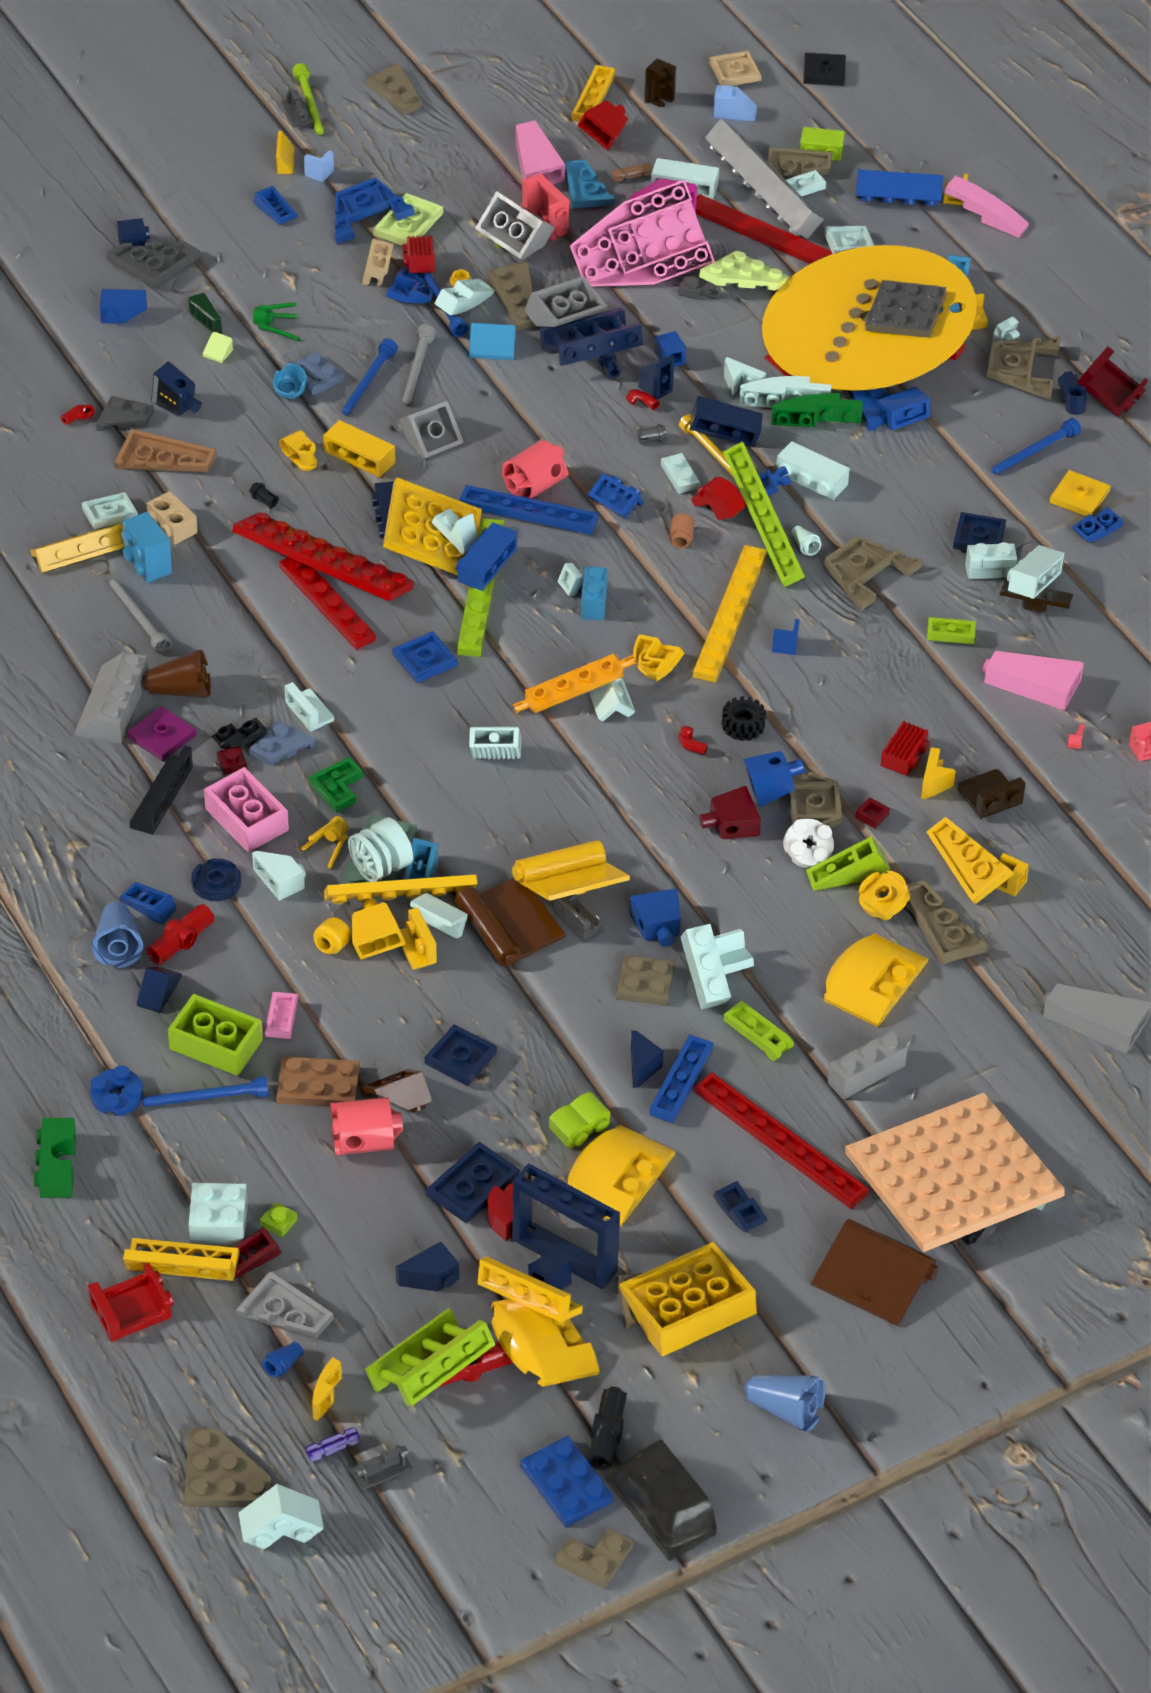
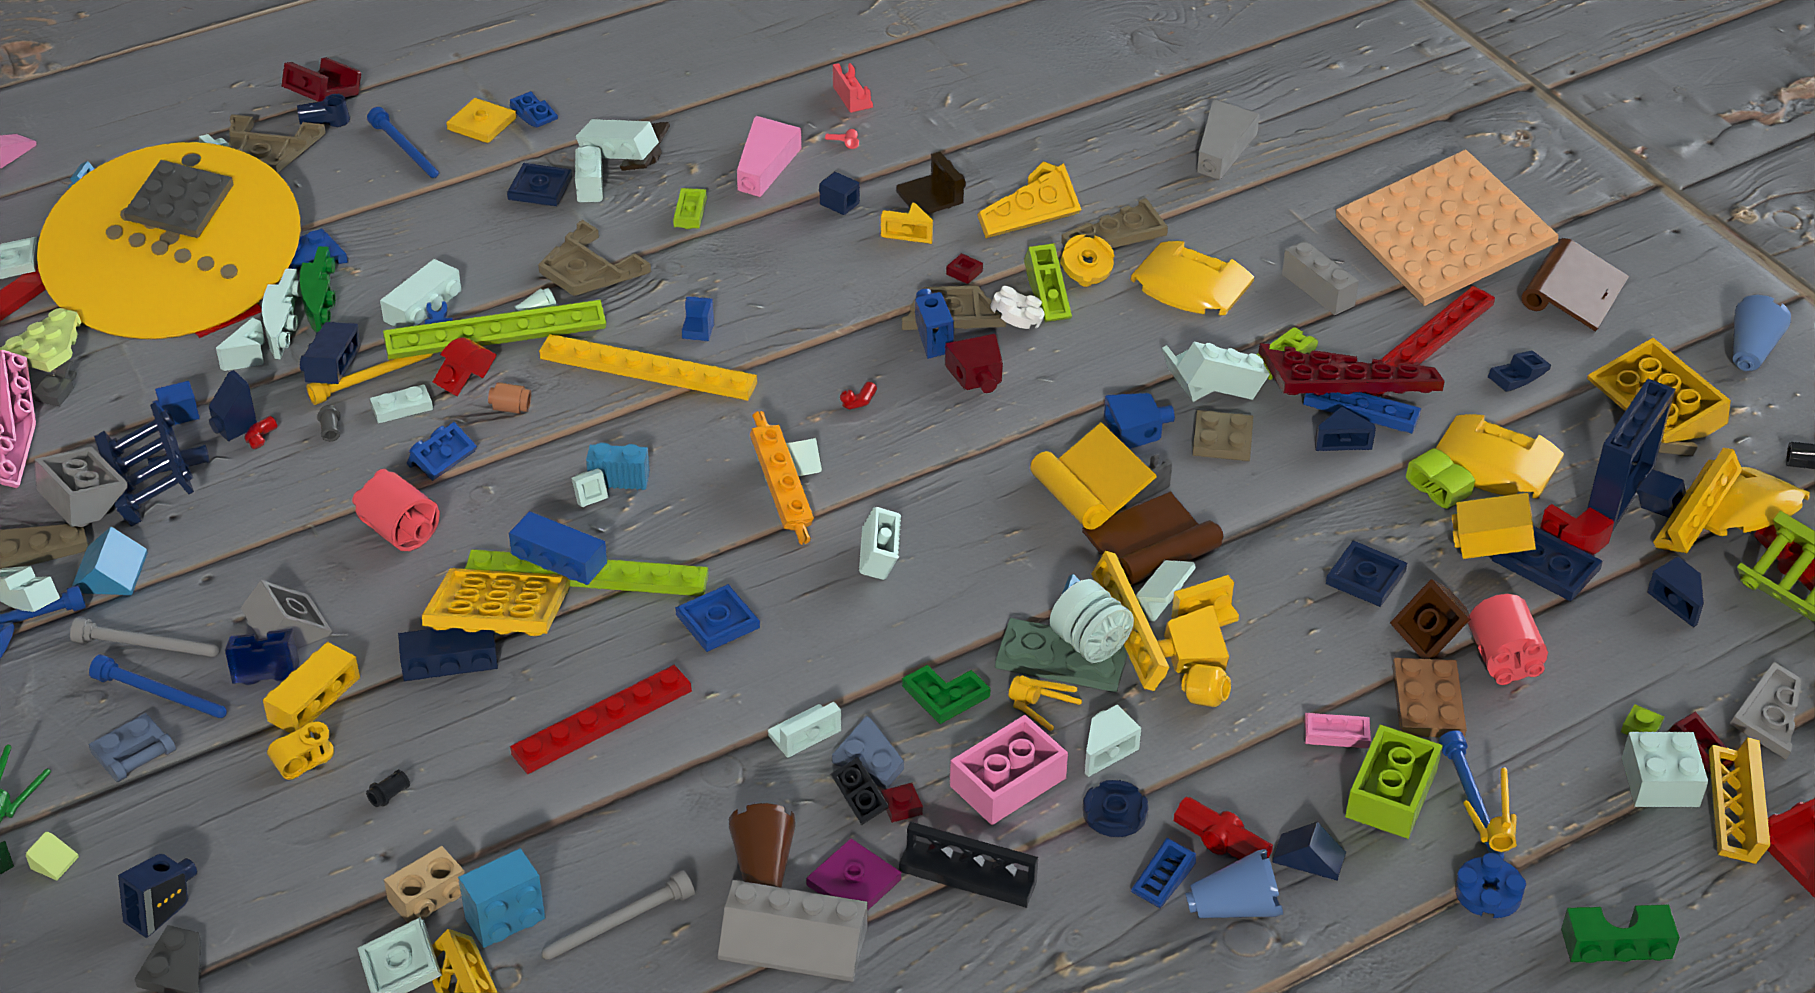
camera: 90 degrees left, 5 degrees down
(157, 452) = (279, 910): medium nougat wing -> none
(159, 1094) = (1501, 829): none -> yellow plant
(290, 381) = (157, 762): dark azure hair -> none
(323, 556) = (524, 720): red plate -> none
(386, 417) = (262, 658): none -> clear blue brick
(458, 531) = (509, 573): light aqua slope -> none
(502, 1138) = (1494, 526): none -> yellow brick
(530, 509) = (453, 529): blue plate -> none
(655, 658) = (721, 424): yellow brick -> none
(713, 1052) = (1342, 373): none -> dark red wing
(742, 728) = (816, 364): black tyre -> none
(905, 407) = (324, 223): blue panel -> none
(905, 748) = (870, 243): red brick -> none
(979, 728) = (839, 193): none -> dark blue brick

